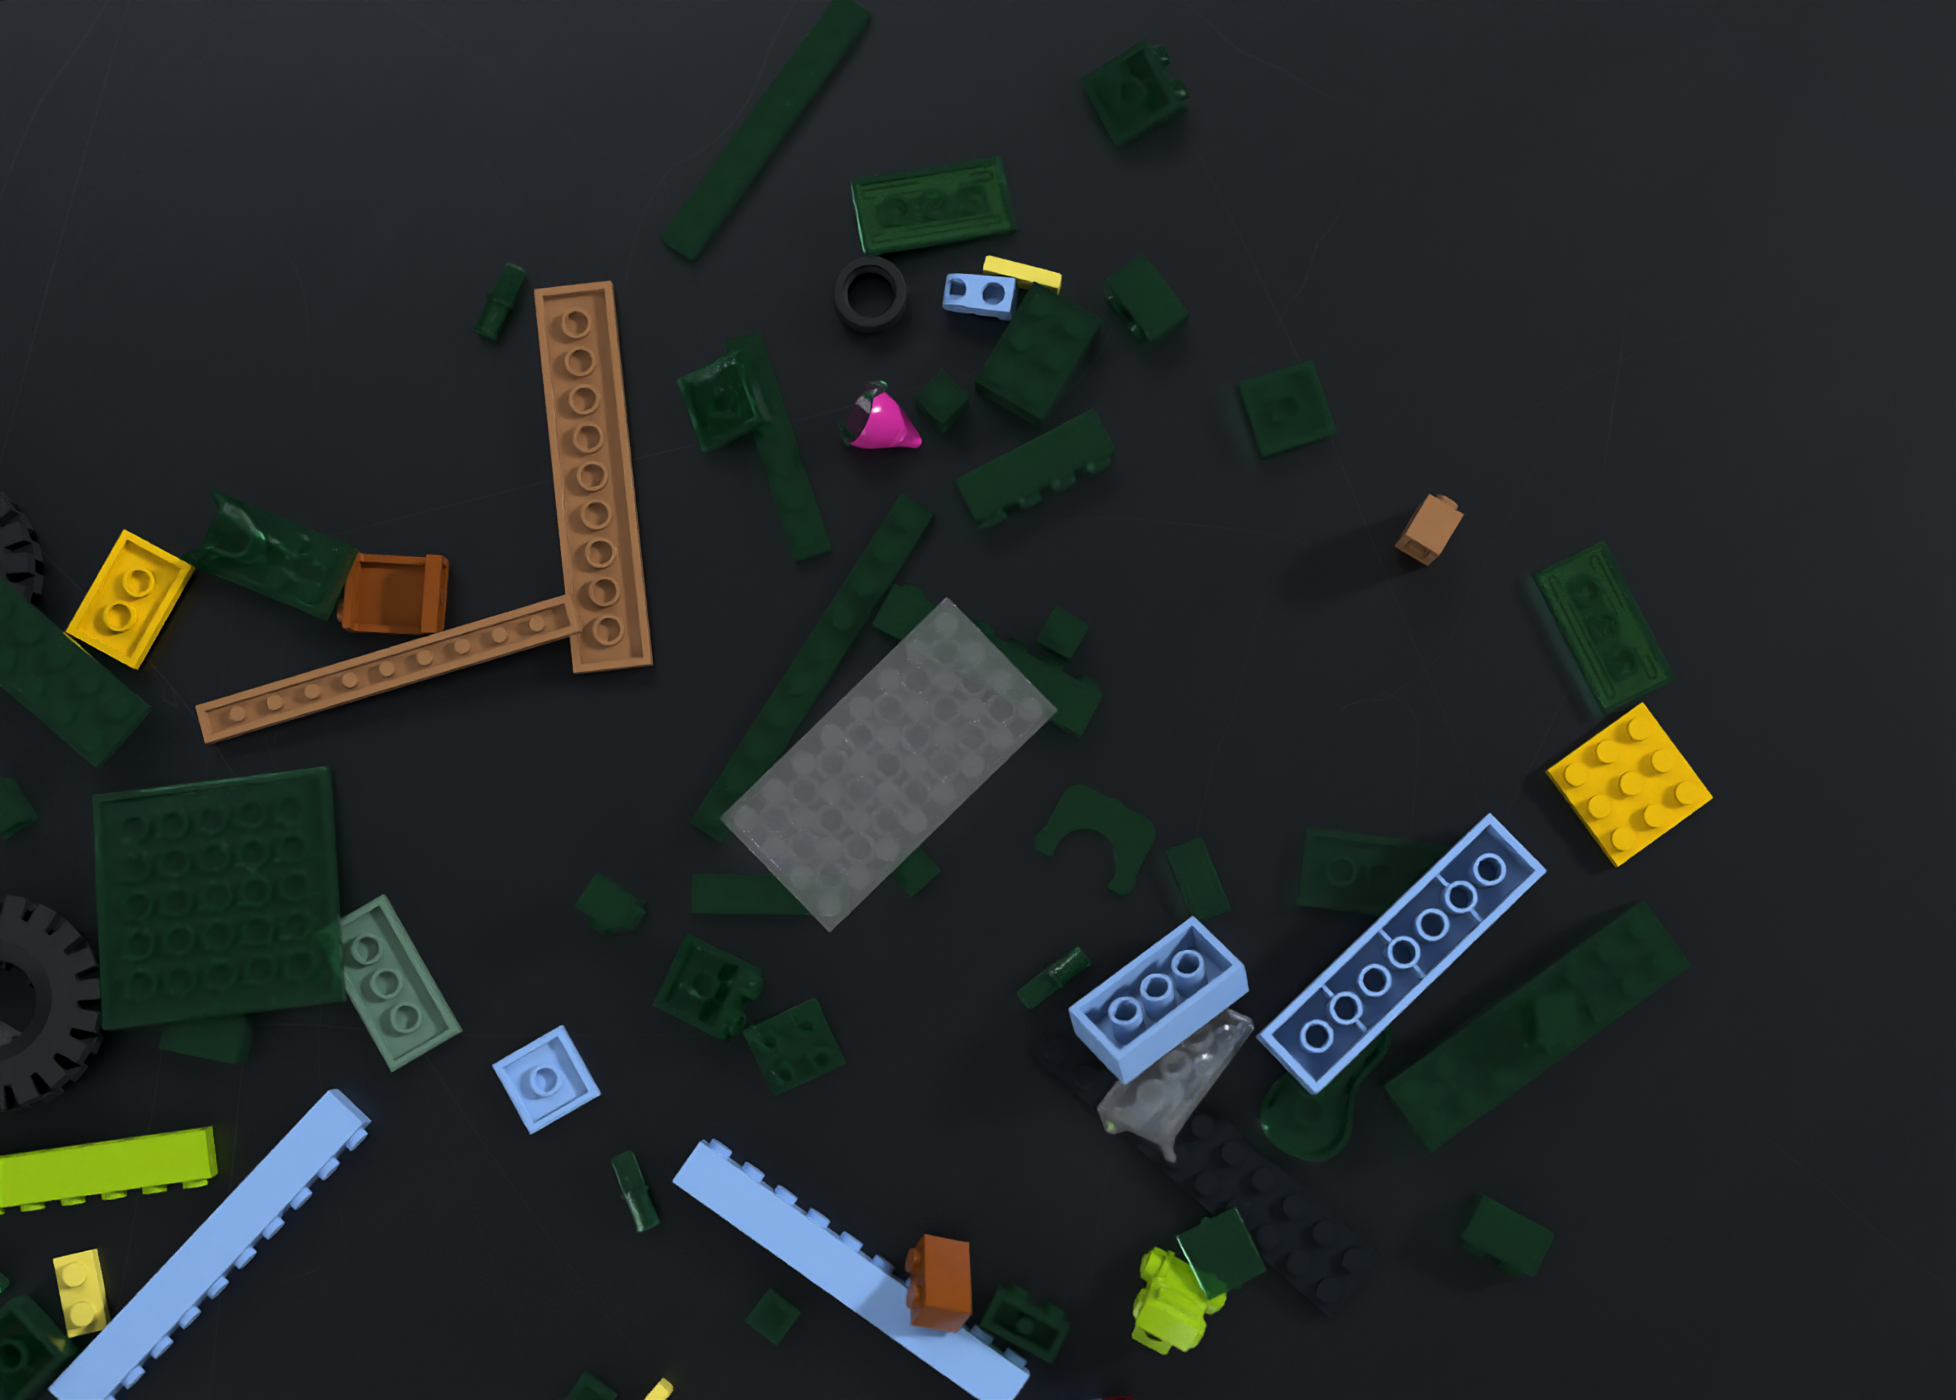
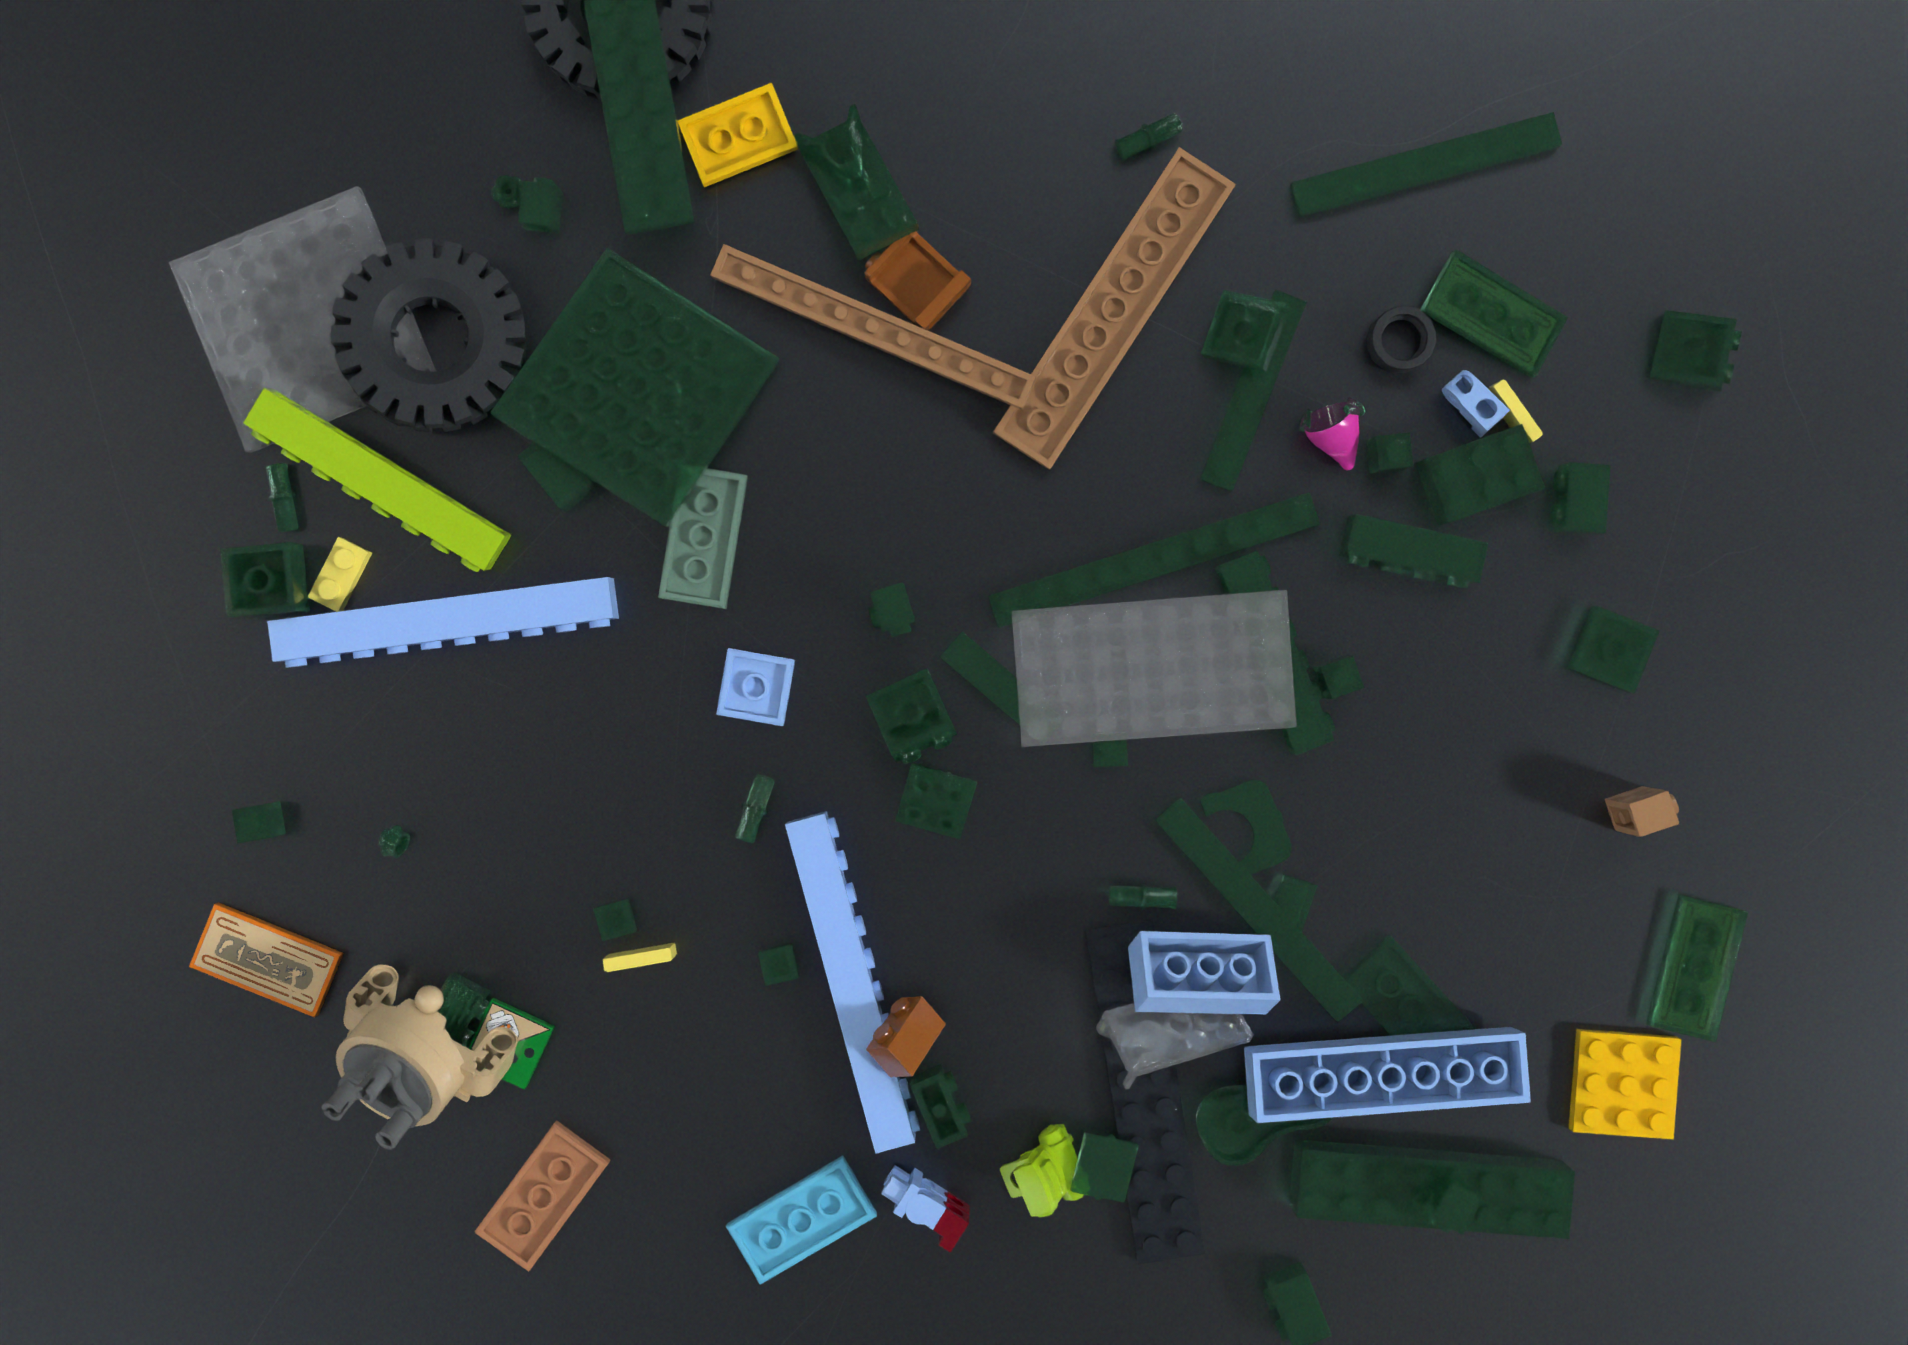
camera: 30 degrees right, 5 degrees up
(1167, 901) = (1259, 909): none -> clear green tile

